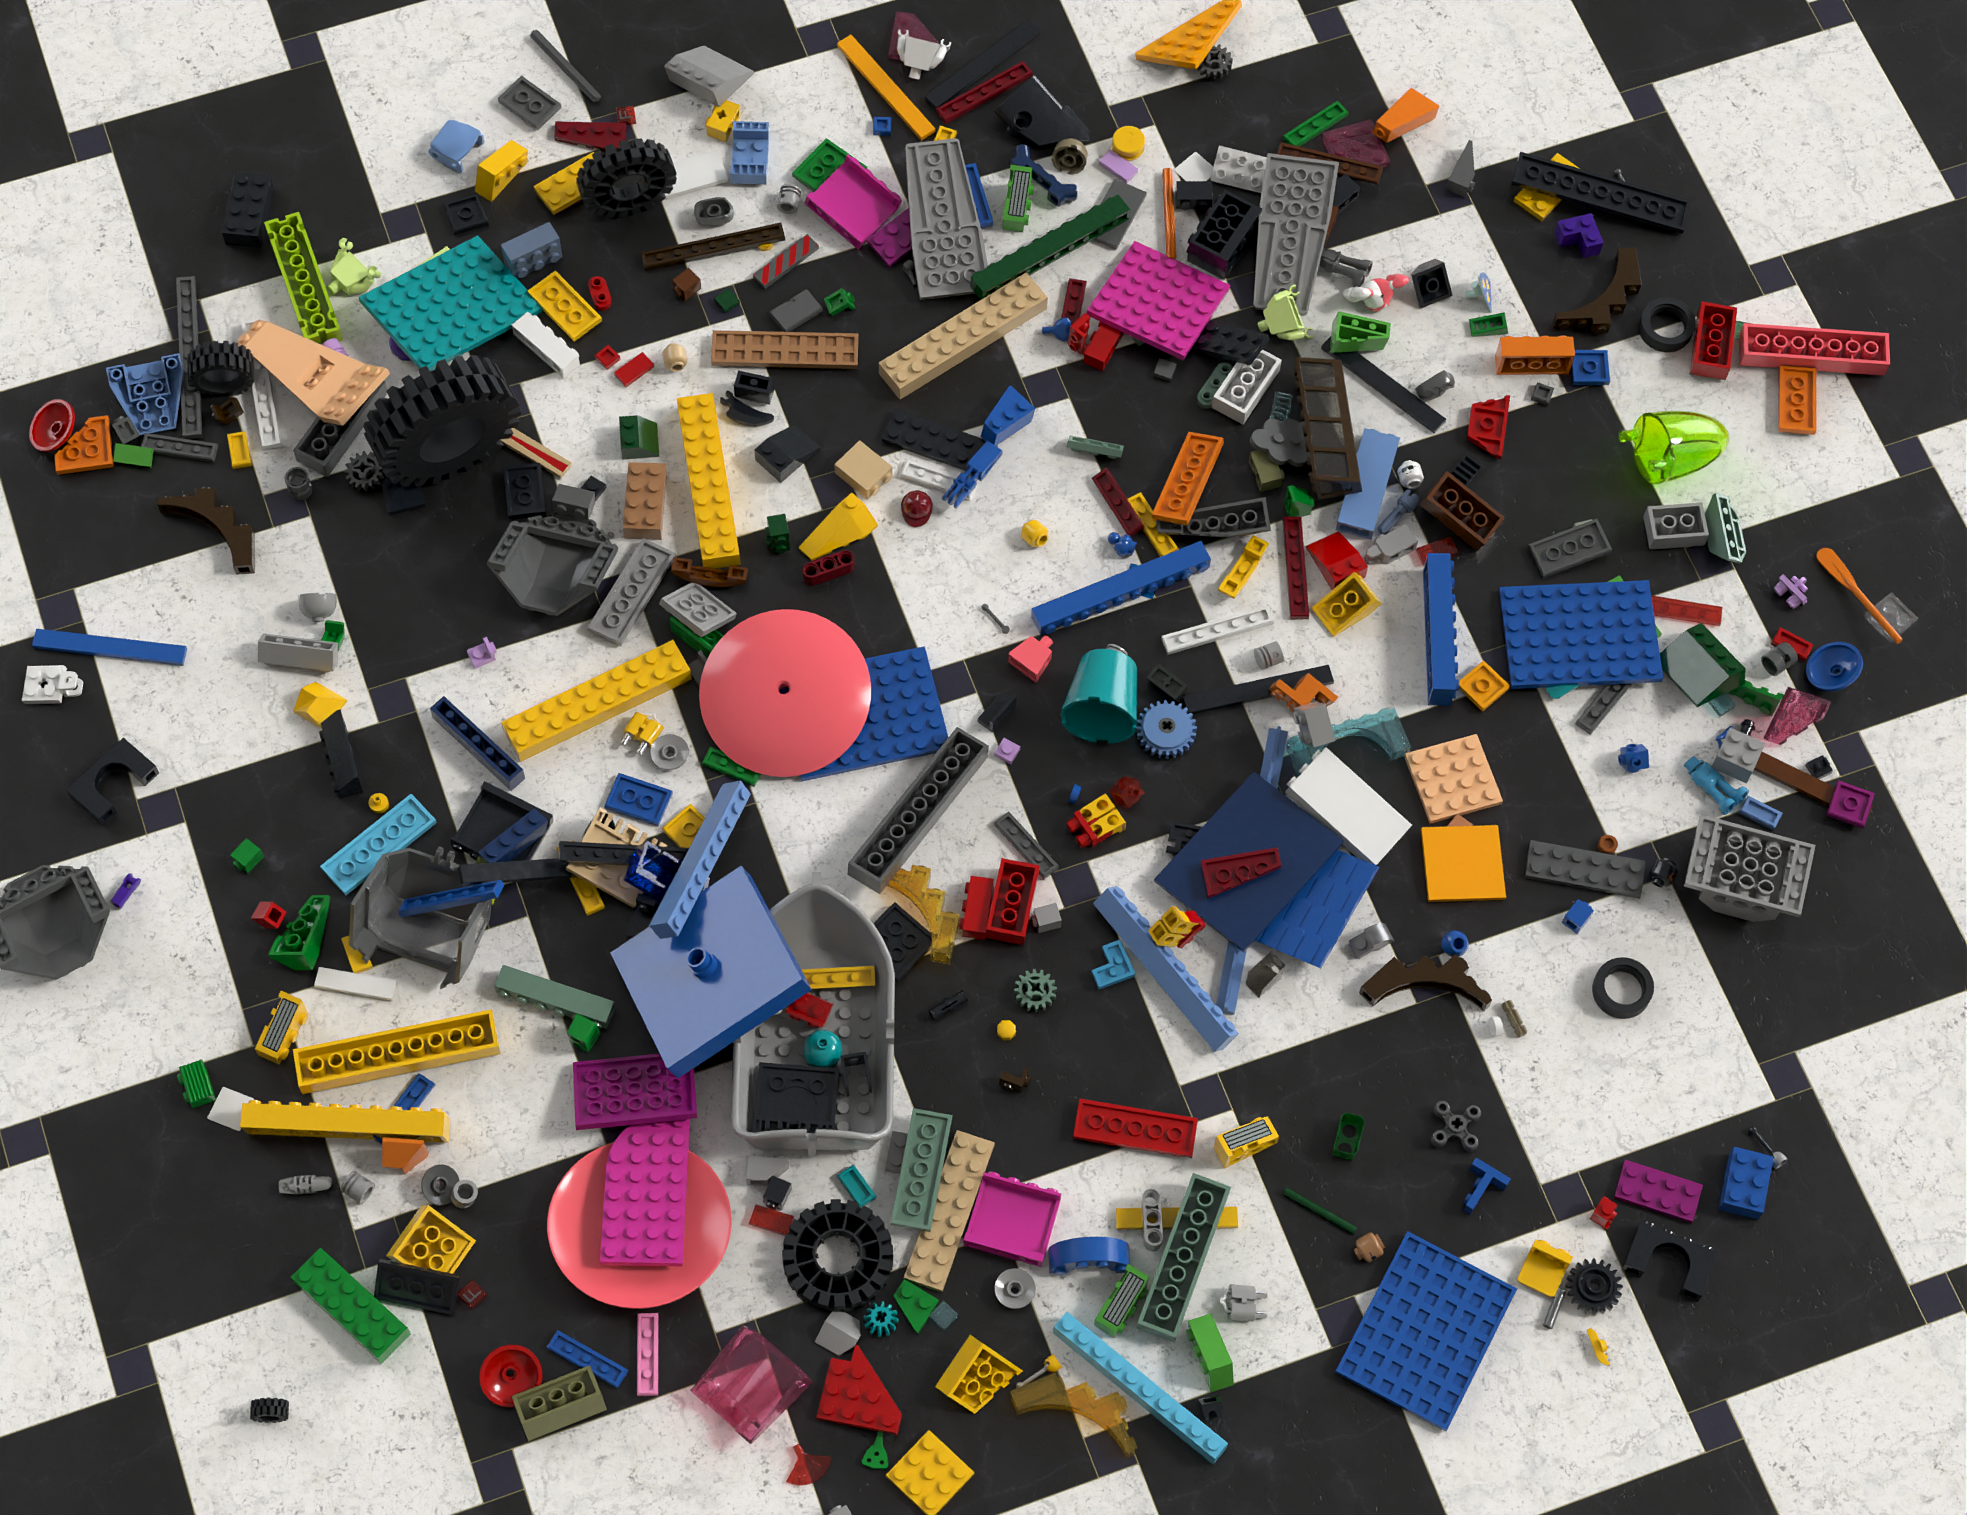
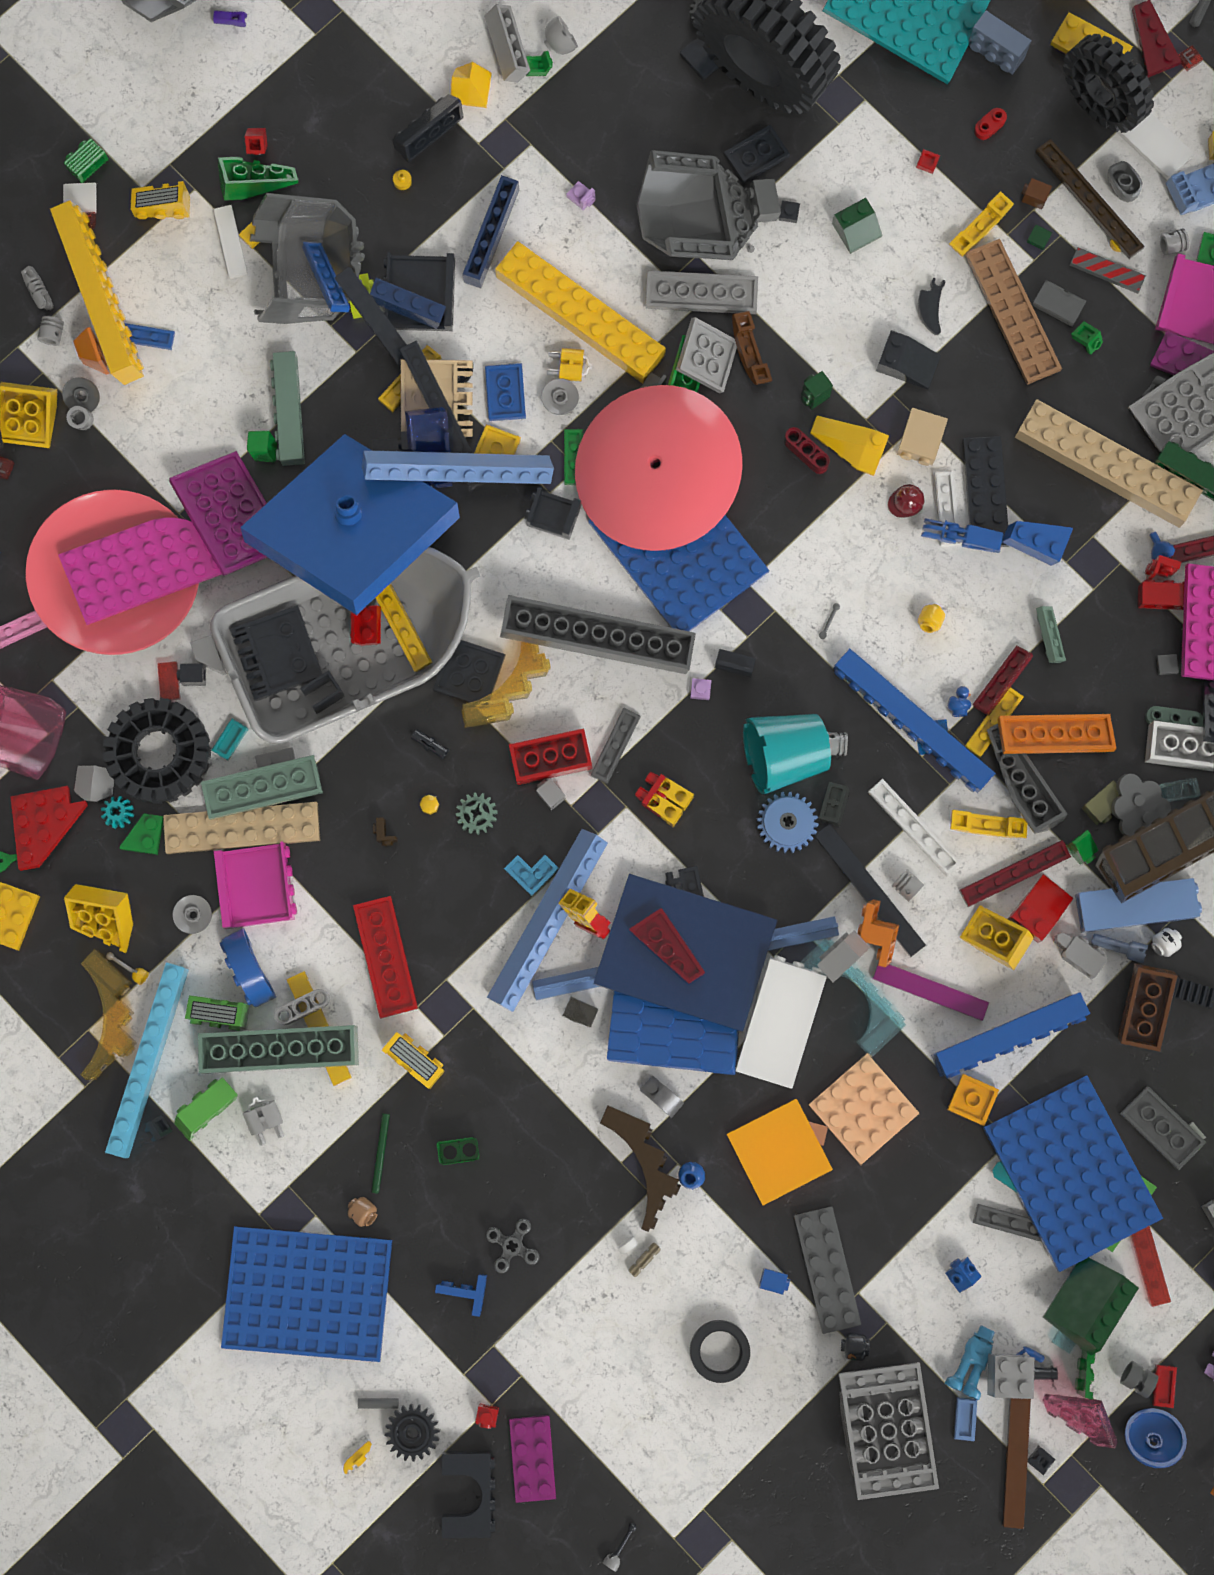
camera: 70 degrees right, 15 degrees up
(246, 856) = (302, 97): green brick -> none
(388, 834) = (364, 197): medium azure plate -> none
(396, 1051) = (180, 303): yellow brick -> none
(537, 453) = (801, 146): tan tile -> none
(546, 344) = (911, 102): white brick -> none
(565, 306) = (960, 99): yellow plate -> none
(634, 369) = (926, 190): red tile -> none
(644, 500) = (795, 260): medium nougat brick -> none
(674, 357) = (954, 218): tan head -> none
(691, 339) = (982, 224): none -> yellow slope
(708, 481) = (842, 305): yellow brick -> none
(754, 387) = (957, 301): black brick -> none
(780, 805) = (553, 513): none -> black panel
(822, 1049) = (343, 657): teal cylinder -> none
(943, 1315) = (145, 864): clear light blue tile -> none
(976, 907) = (533, 726): red brick -> none
(1032, 657) = (804, 670): coral torso -> none
(1074, 794) = (683, 767): blue tile -> none
(1127, 791) = (706, 813): clear red brick -> none
(1370, 679) = (931, 991): none -> magenta tile
(1442, 546) = (1098, 1000): clear red tile -> none
(1544, 1268) = (409, 1379): yellow bracket -> none
(1607, 844) = (862, 1282): dark orange tile -> none
(1746, 1183) = (573, 1540): blue brick -> none
(1850, 804) = (1013, 1505): magenta tile -> none

